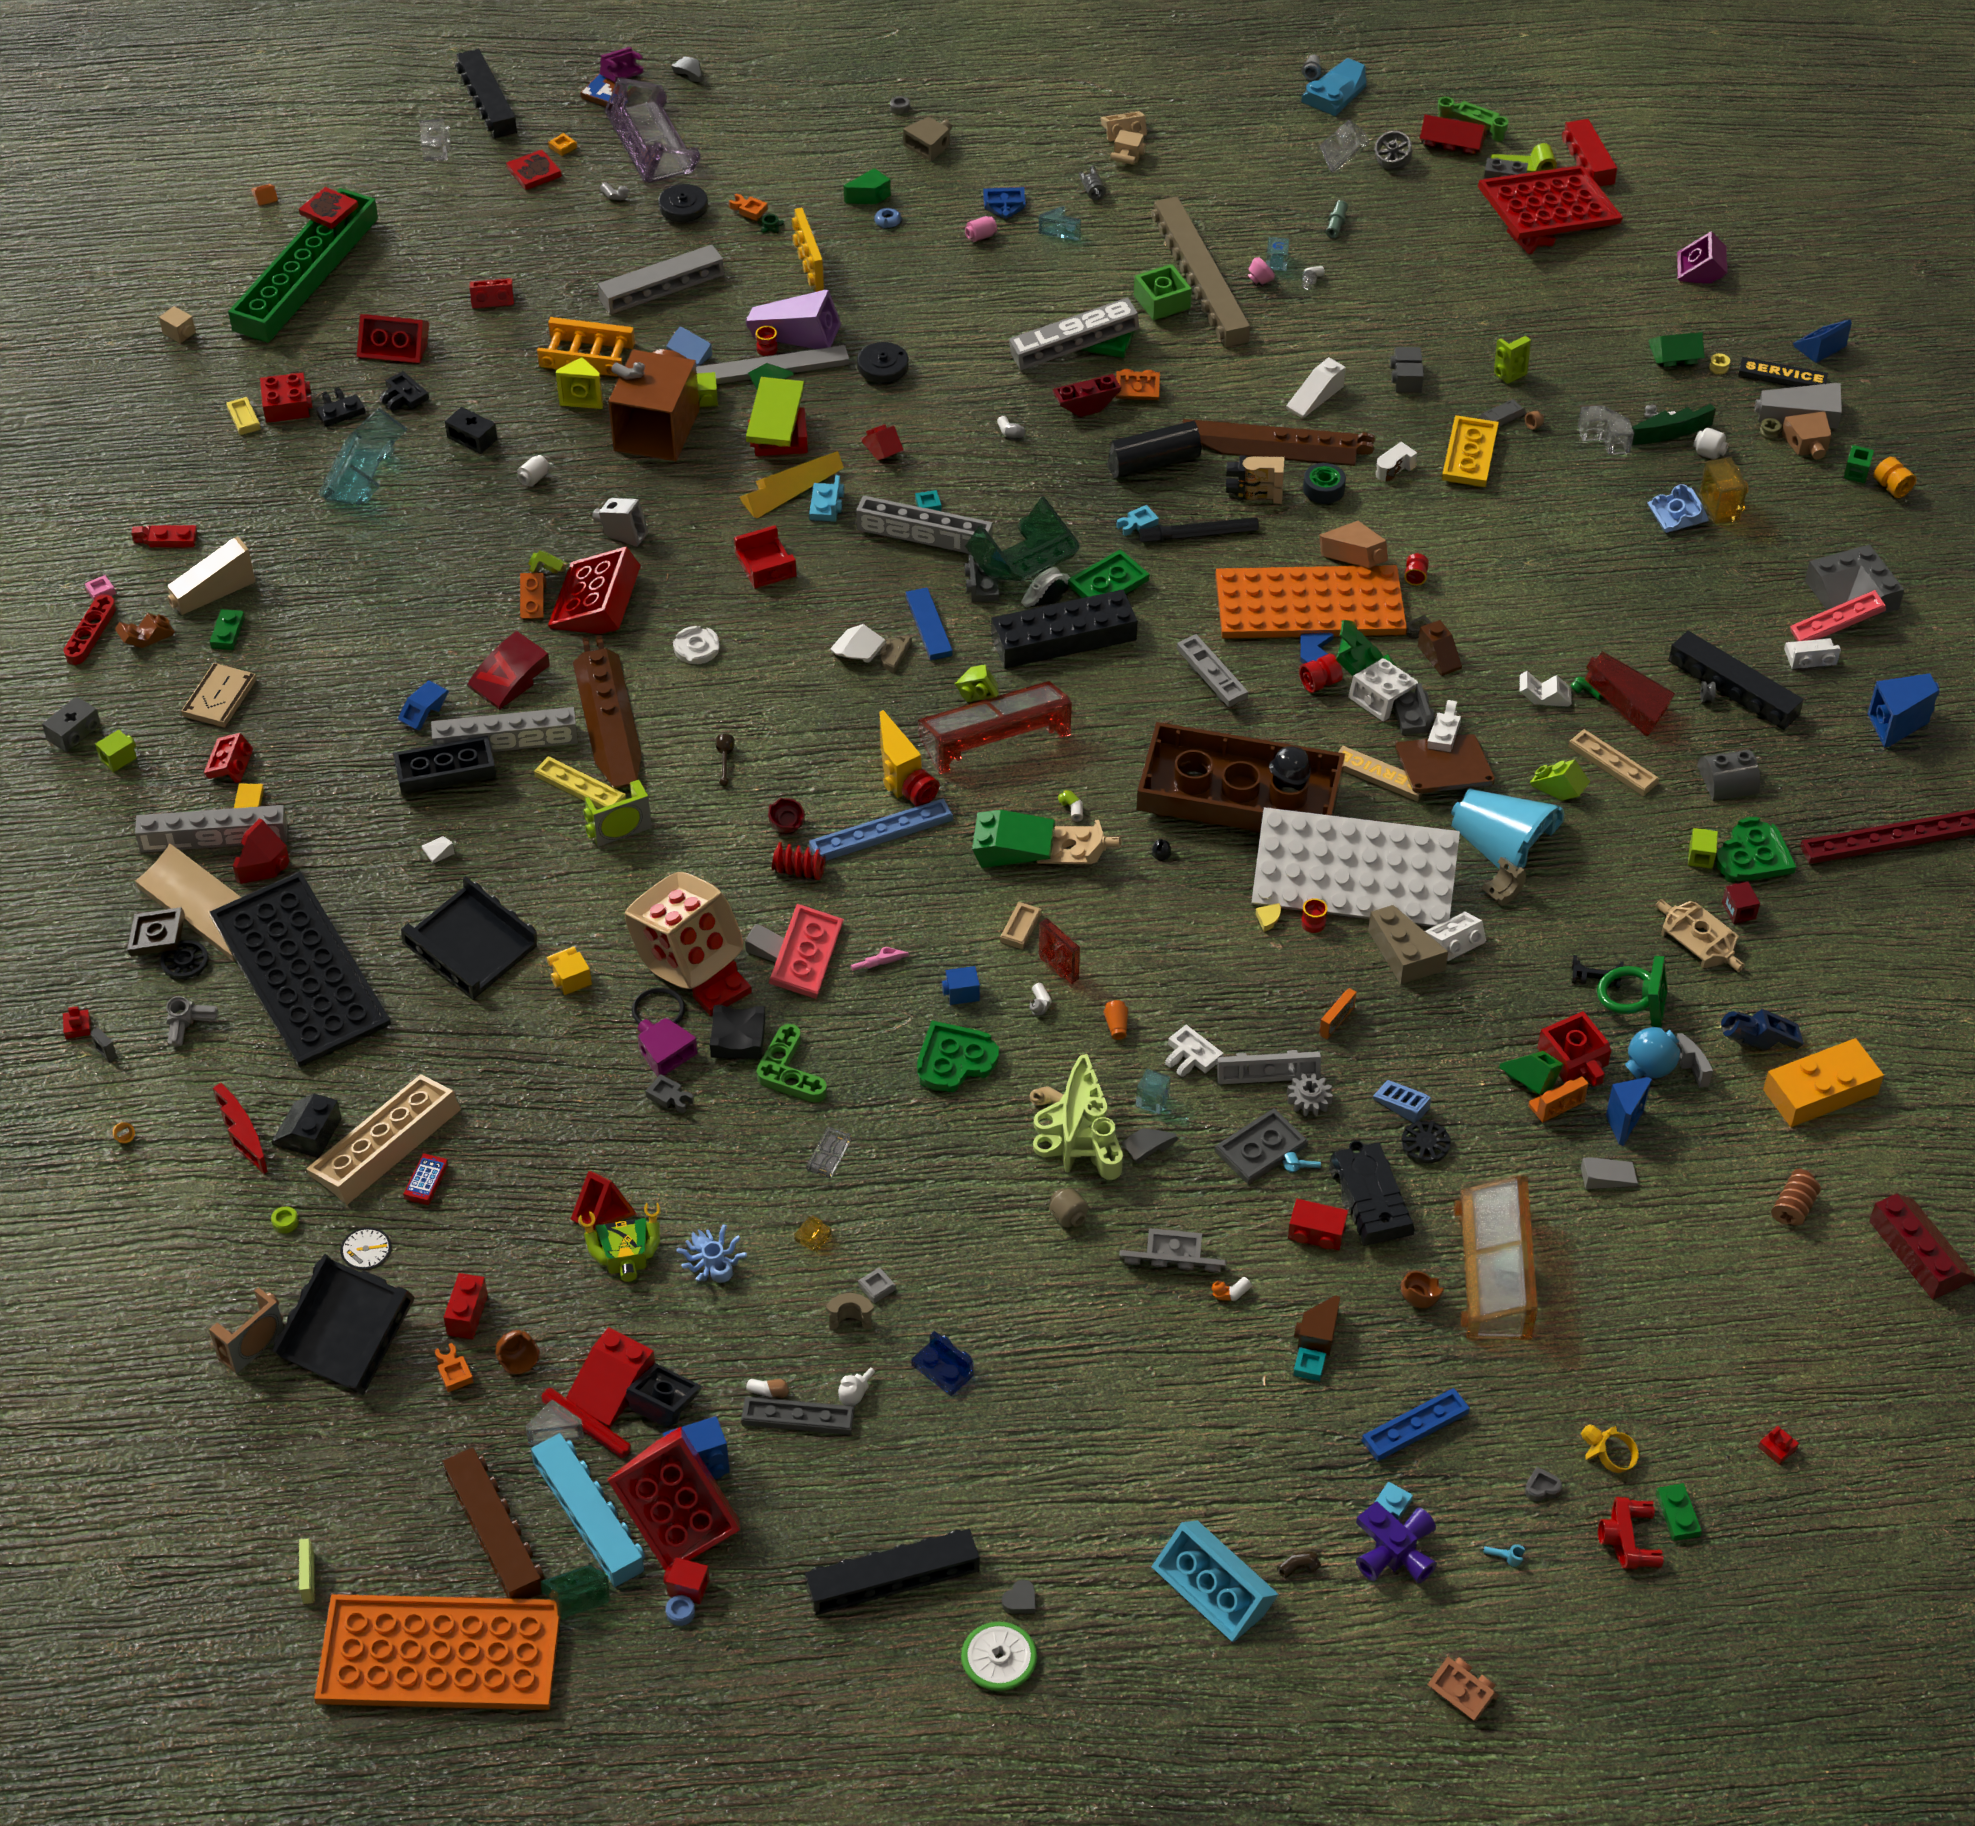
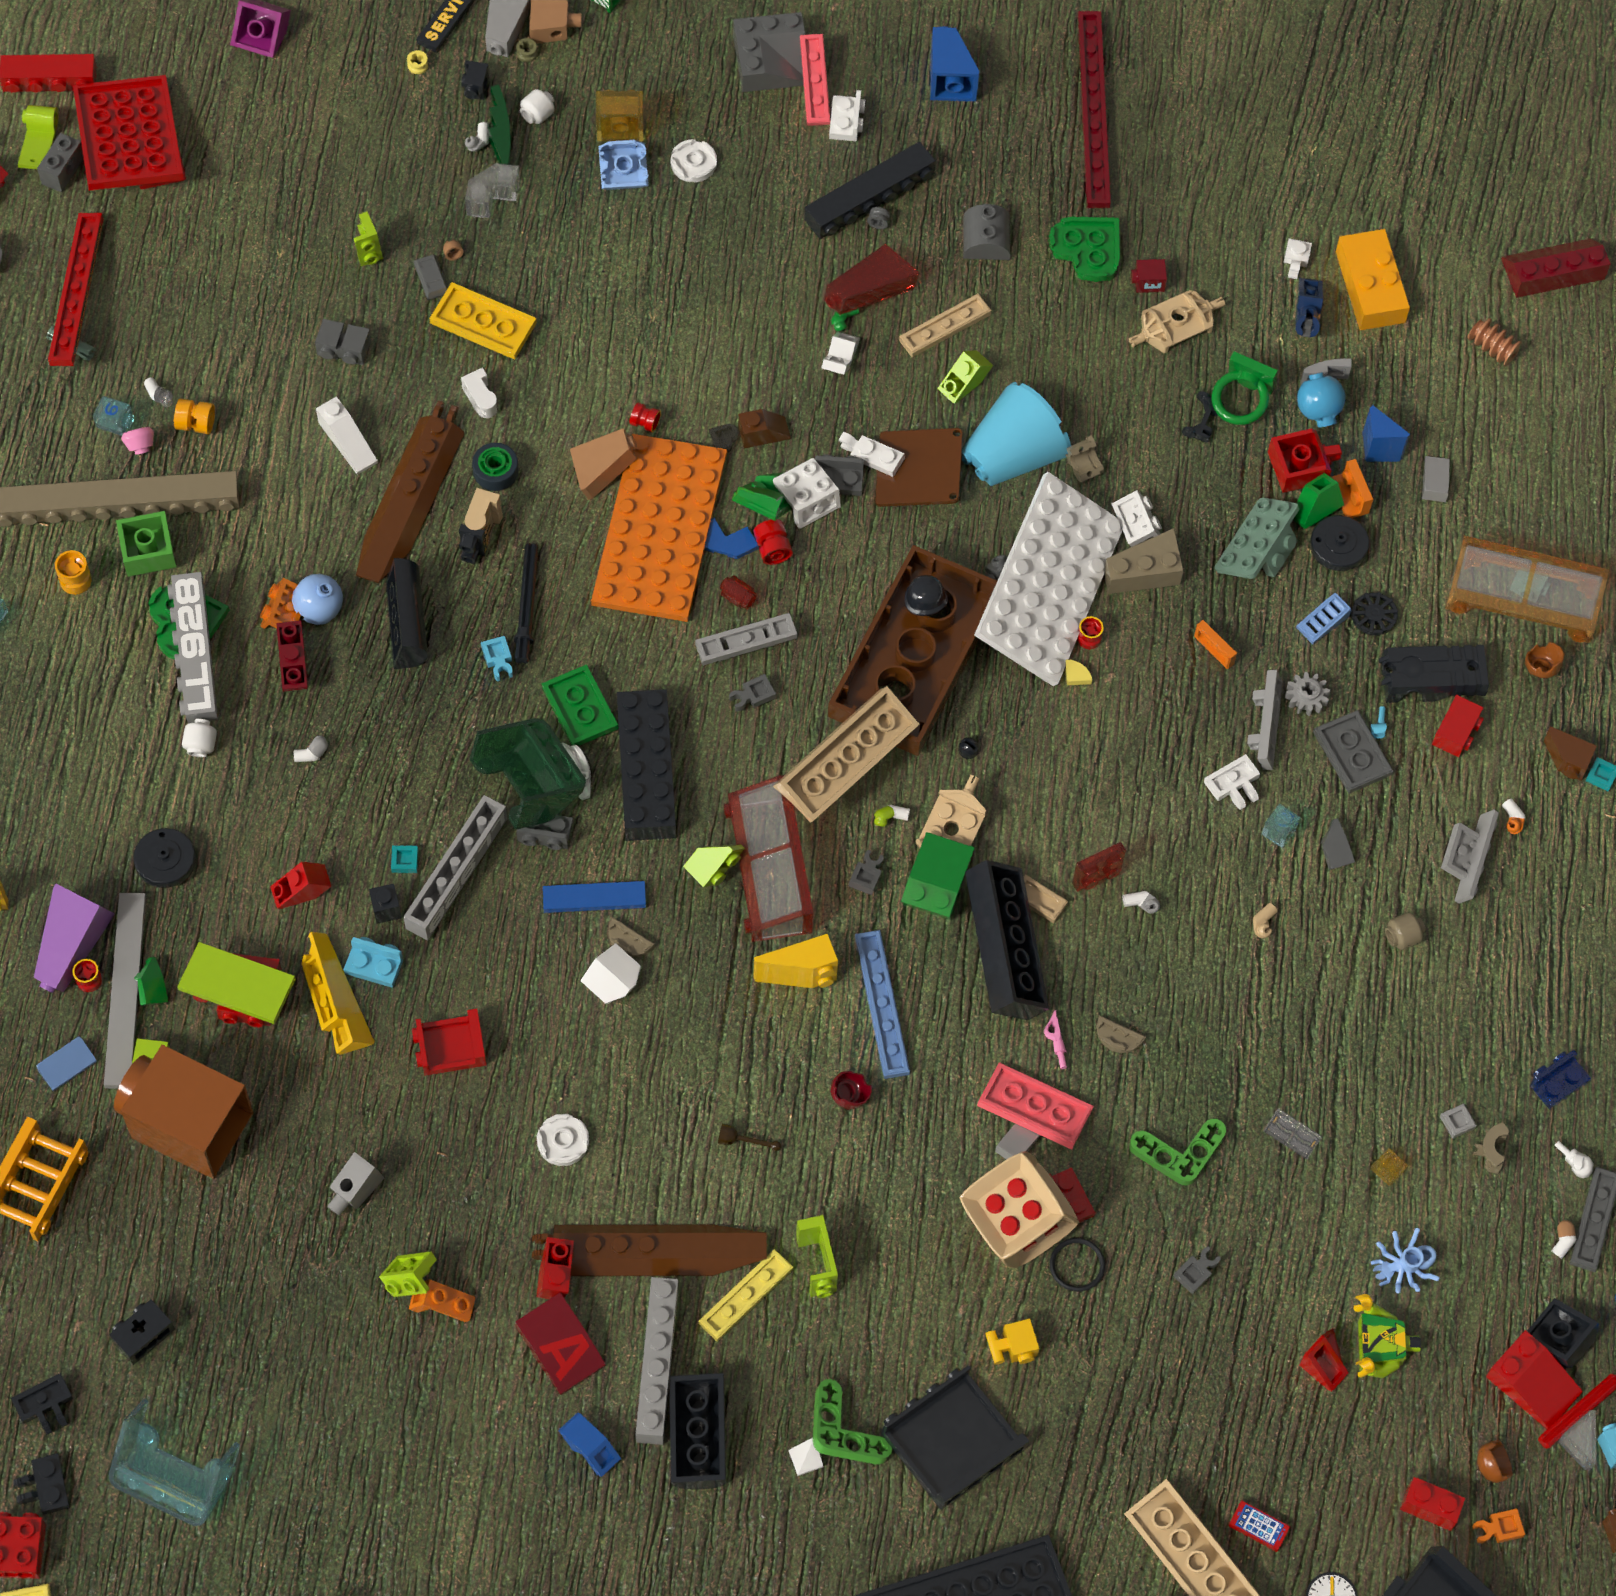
camera: 80 degrees left, 15 degrees up
(461, 854) = (833, 1430): none -> bright green beam
(533, 470) = (234, 1271): white brick -> none
(570, 651) = (555, 1268): none -> red slope
(579, 385) = (114, 1189): neon yellow slope -> none
(596, 593) = (462, 1231): red slope -> none
(629, 373) = (168, 1118): light grey arm -> none
(665, 1045) = (1135, 1264): magenta torso -> none
(737, 1032) = (1133, 1190): black brick -> none
(798, 861) = (913, 1090): red piece -> none
(880, 488) = (385, 903): none -> black brick
(894, 1004) = (1118, 1037): none -> dark tan tile
(920, 787) = (846, 950): red wheel -> none
(953, 1054) = (1198, 994): green plate -> none
(961, 893) = (1006, 940): none -> black brick
(961, 985) = (1113, 967): blue brick -> none
(997, 359) = (199, 738): none -> white head
(1004, 796) = (866, 874): none -> dark grey plate
(1079, 1126) = (1310, 900): yellowish green piece -> none
(1104, 735) = (847, 754): none -> tan arch
(1116, 1016) = (1182, 838): orange cone -> none
(1121, 259) = (73, 572): none -> light orange wheel
(1150, 400) = (317, 598): none -> light blue cylinder
(1164, 691) = (755, 692): none -> dark grey plate
(1260, 661) = (738, 592): none -> clear red brick
(1295, 297) = (196, 416): none -> light orange wheel
(1378, 773) = (909, 532): tan tile -> none
(1385, 205) = (75, 289): none -> red plate
(1468, 1037) = (1261, 540): none -> sand green bracket
(1494, 1098) = (1339, 543): none -> black wheel
(1678, 347) = (386, 90): green slope -> none
(1702, 848) = (1076, 284): lime brick -> none
(1709, 558) = (693, 160): none -> white tile
(1719, 396) = (475, 79): none -> black brick
(1825, 1020) = (1297, 255): none -> white plate

